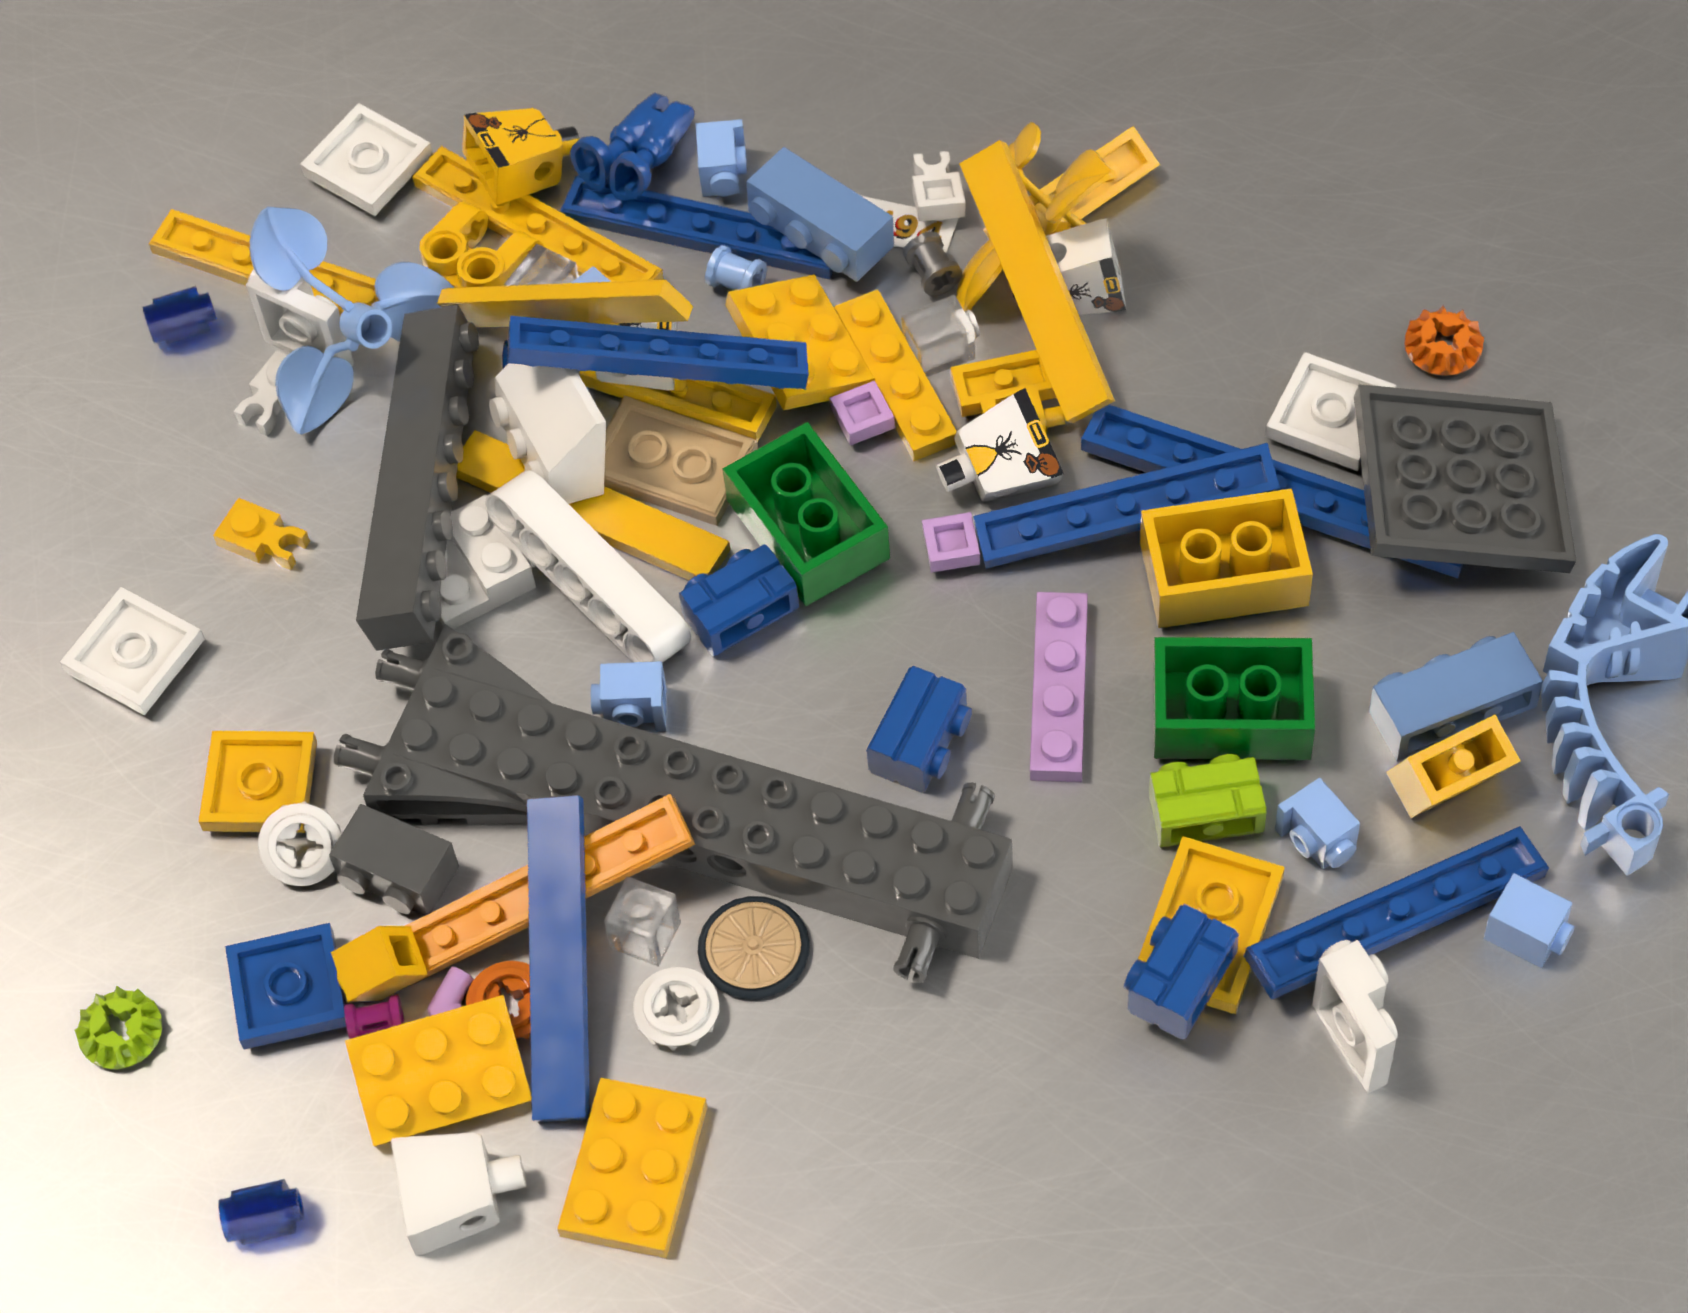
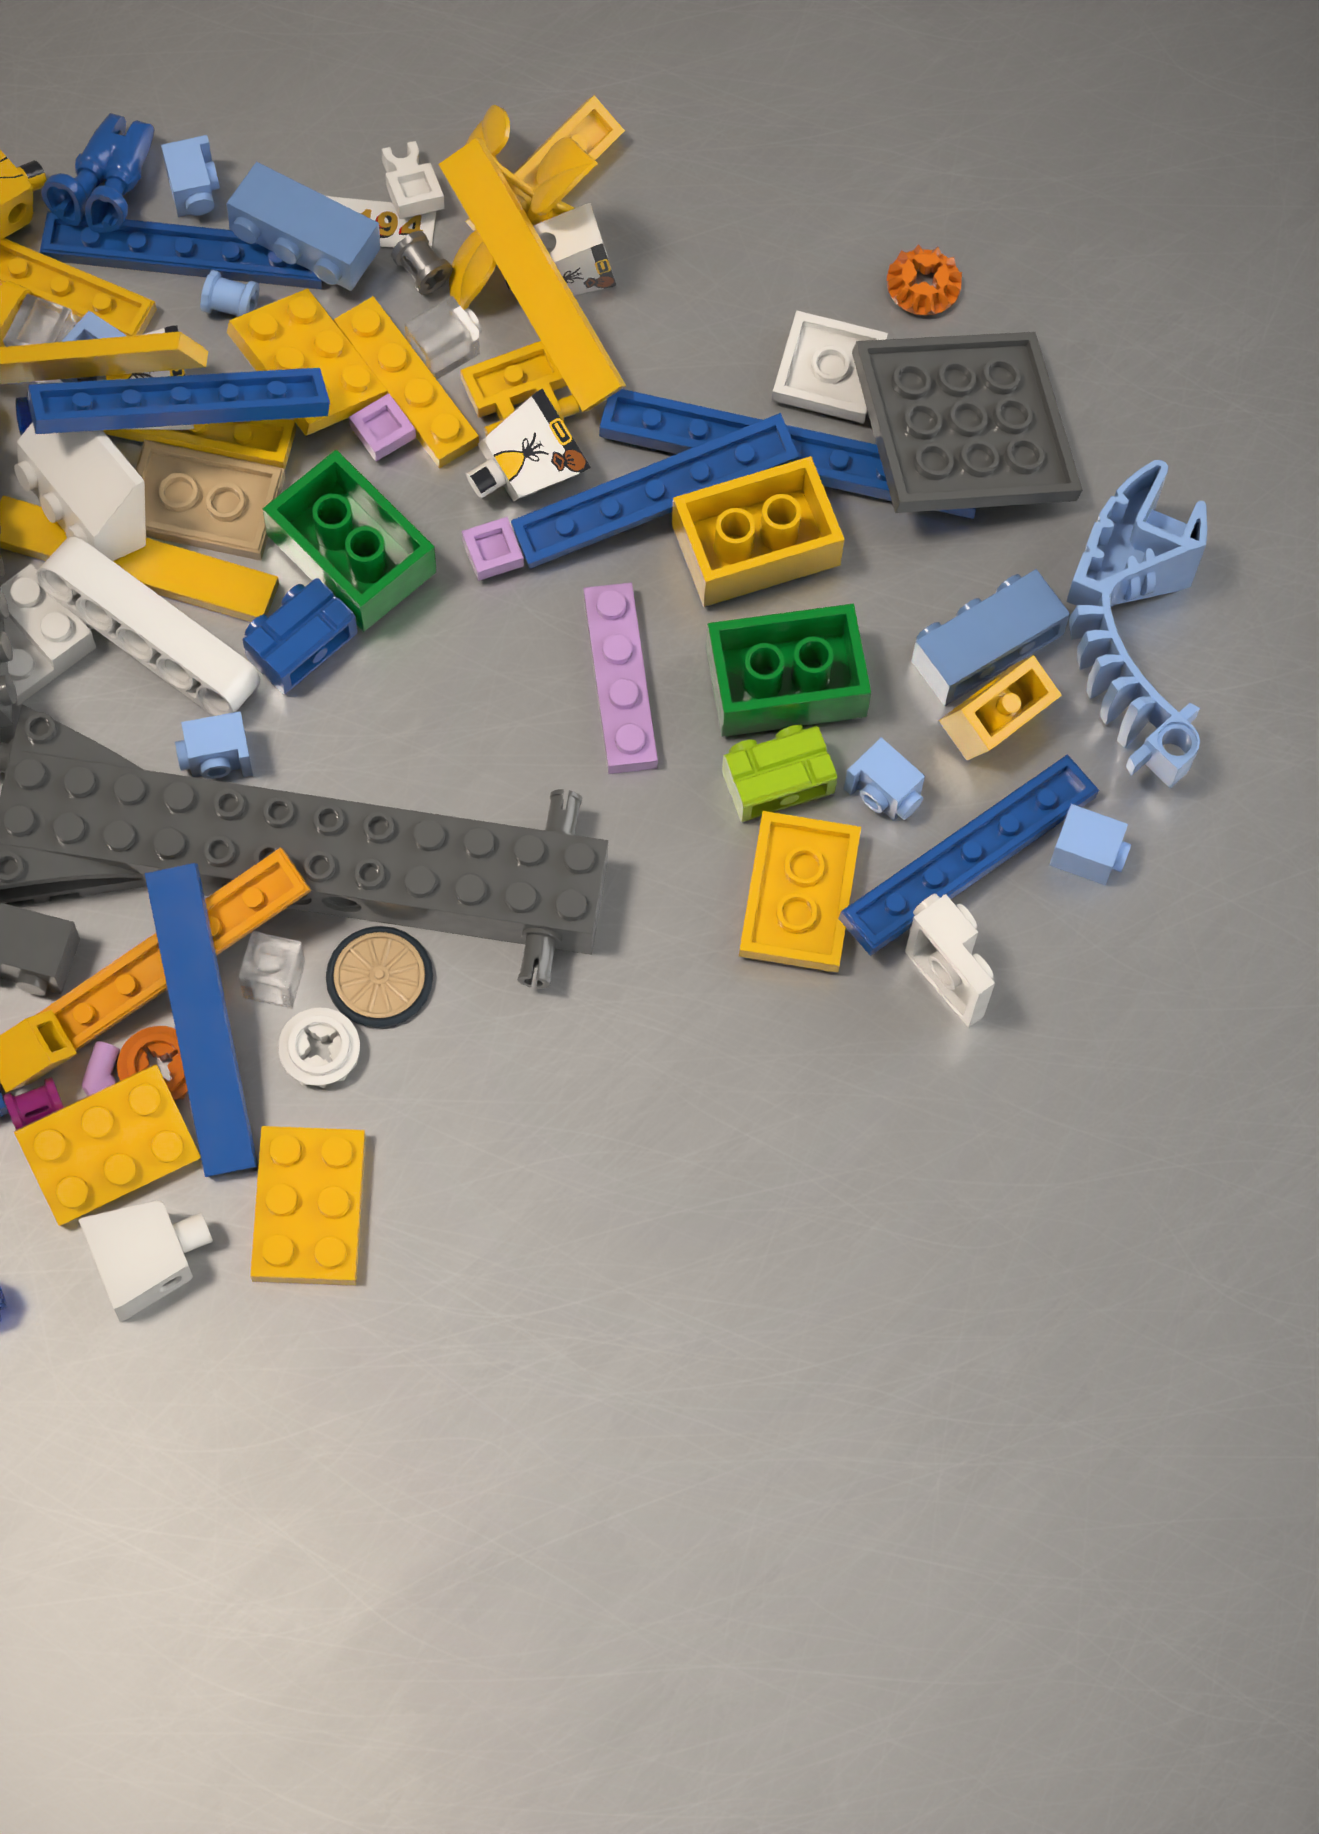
camera: 20 degrees left, 10 degrees up
(918, 729) = (496, 741): blue brick -> none
(1181, 970) = (786, 942): blue brick -> none

